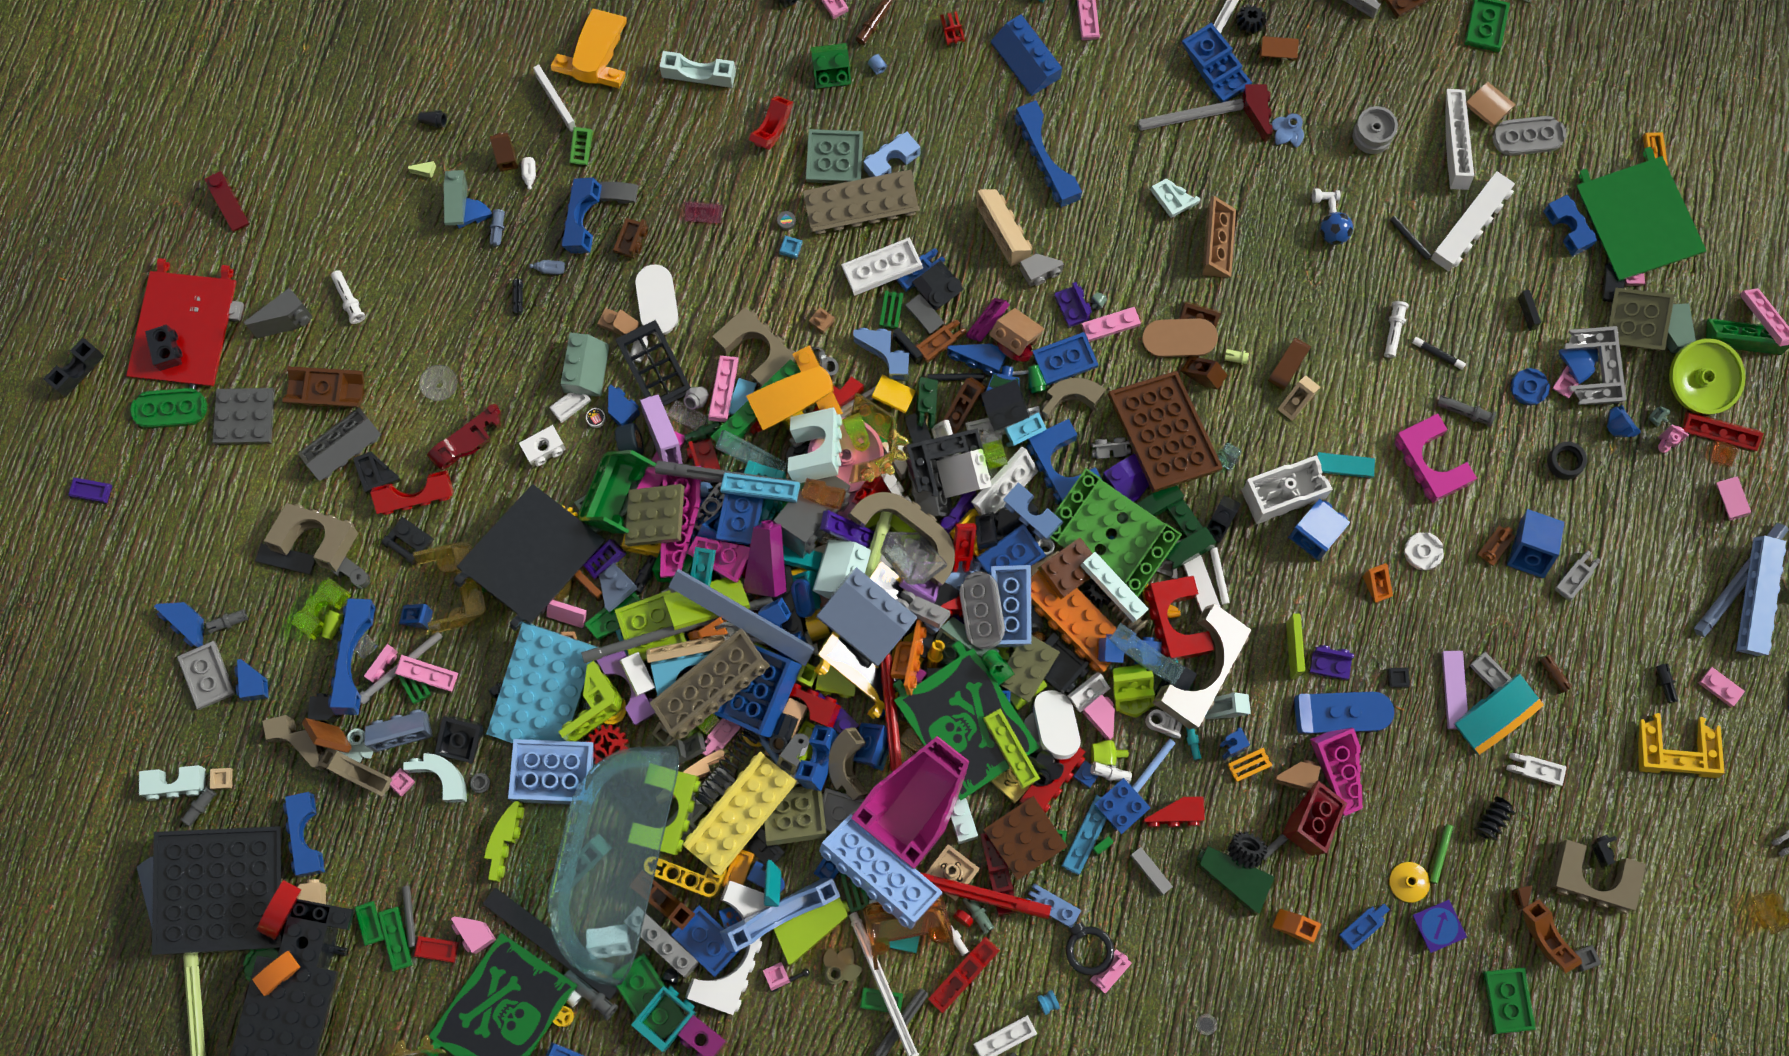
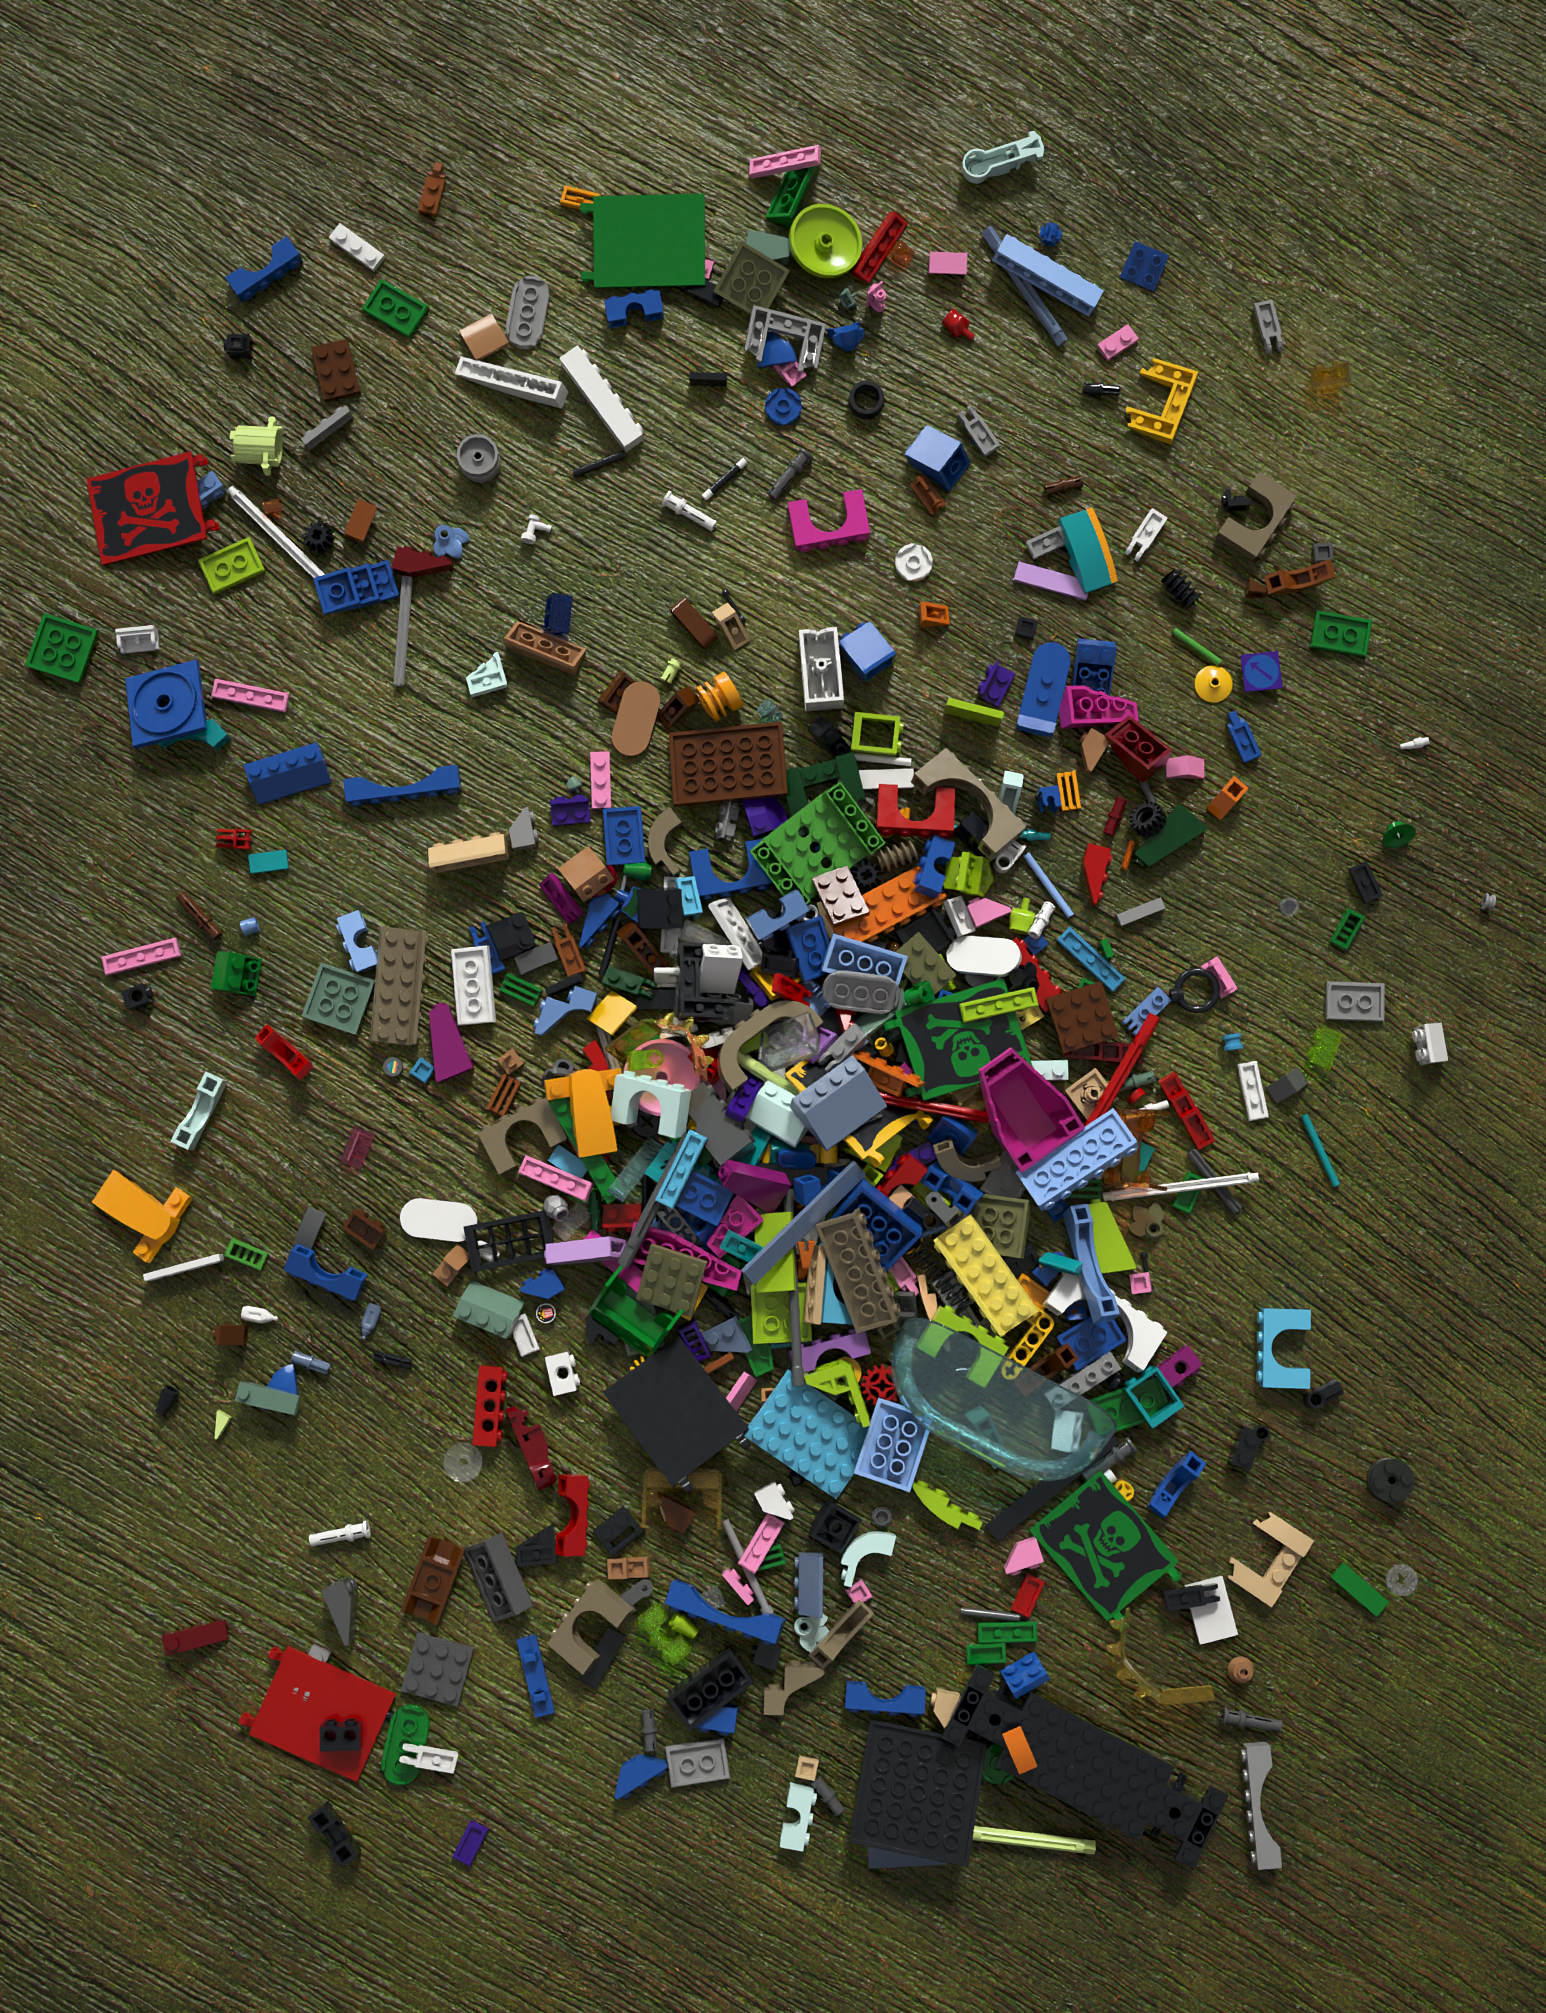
camera: 75 degrees left, 10 degrees up
(159, 431) = (431, 1758): none -> white hinge
(256, 504) = (535, 1675): none -> blue hinge
(277, 663) = (709, 1687): none -> black slope
(278, 910) = (961, 1735): red arch -> none
(326, 735) = (798, 1654): dark orange tile -> none
(355, 965) = (1025, 1675): none -> blue plate
(375, 559) = (628, 1567): none -> medium nougat slope
(416, 615) = (698, 1541): blue slope -> none
(436, 584) = (674, 1513): none -> reddish brown slope
(468, 390) = (482, 1436): none -> red brick
(468, 675) = (773, 1502): none -> white slope
(589, 464) = (595, 1329): none -> black slope
(629, 438) = (582, 1285): black wheel -> none
(637, 674) = (824, 1337): white tile -> none
(805, 319) = (492, 1101): none -> dark orange tile
(820, 260) = (448, 1046): none -> magenta slope
(825, 495) = (706, 1109): clear orange slope -> none
(941, 64) = (268, 861): none -> teal tile
(995, 454) = (710, 933): clear neon green brick -> none
(1114, 587) = (871, 861): light aqua plate -> none
(1122, 806) = (1075, 919): blue hinge -> none
(1146, 655) = (945, 851): clear light blue slope -> none
(1204, 843) = (1127, 857): none -> orange piece
(1226, 404) = (720, 696): none -> light orange wheel
(1236, 543) = (898, 729): none -> lime window
(1239, 818) = (1114, 816): none -> dark red pin
(1254, 241) = (557, 614): none -> clear blue hinge
(1313, 876) = (1185, 767): none -> bright pink slope
(1329, 385) = (725, 593): none -> black hinge
(1336, 228) = (570, 531): blue piece -> none
(1347, 465) = (809, 604): teal tile -> none
(1385, 754) = (1094, 664): none -> blue slope
(1609, 23) = (432, 191): none -> dark orange hinge
(1676, 525) = (957, 325): none -> red piece

